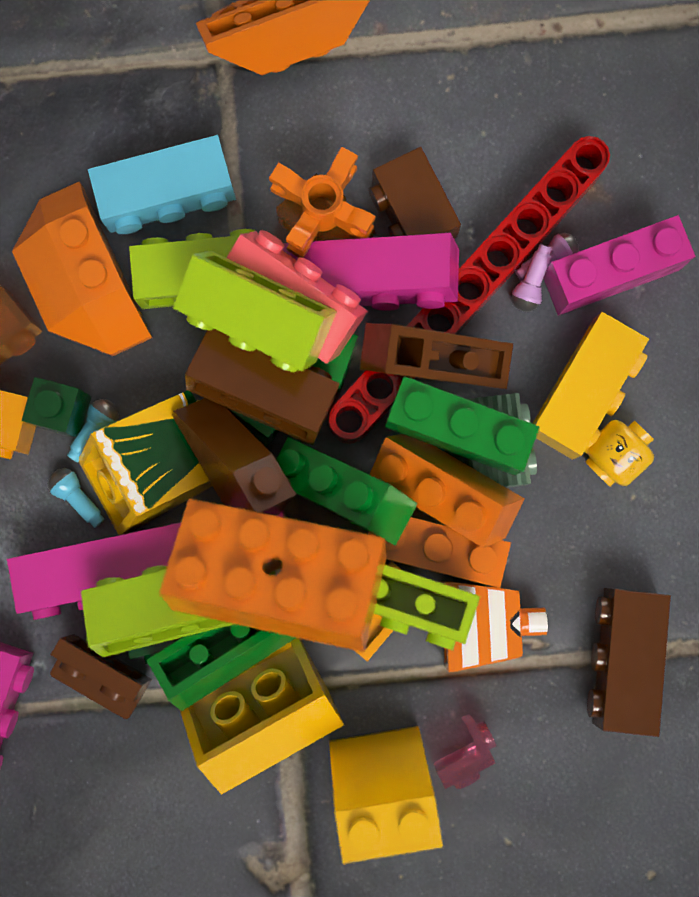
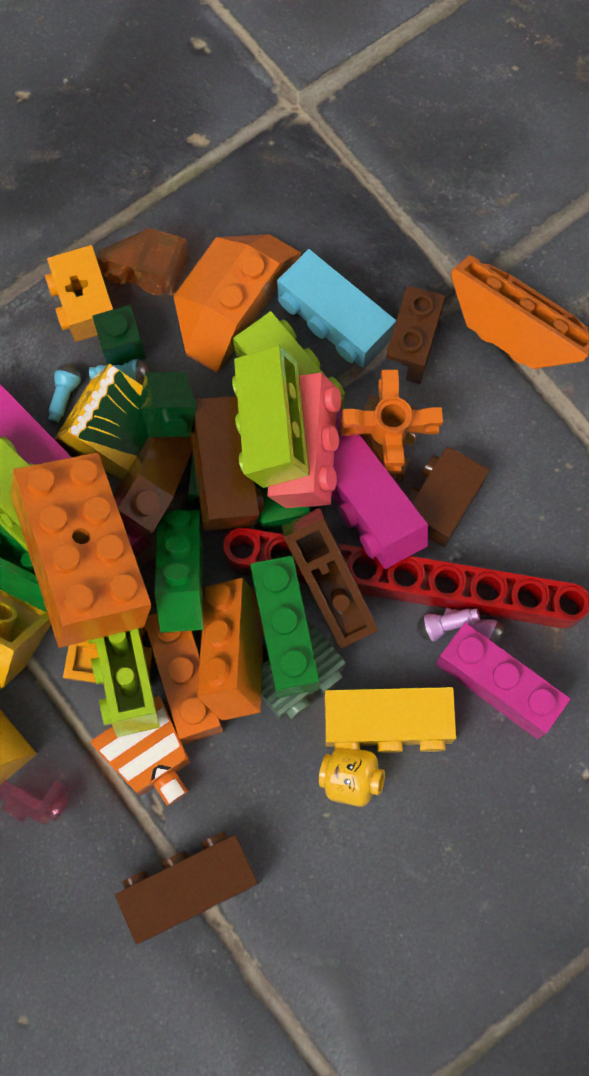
camera: 60 degrees right, 10 degrees down
(172, 402) = (167, 404): none -> dark green brick
(239, 123) = (415, 331): none -> reddish brown bracket

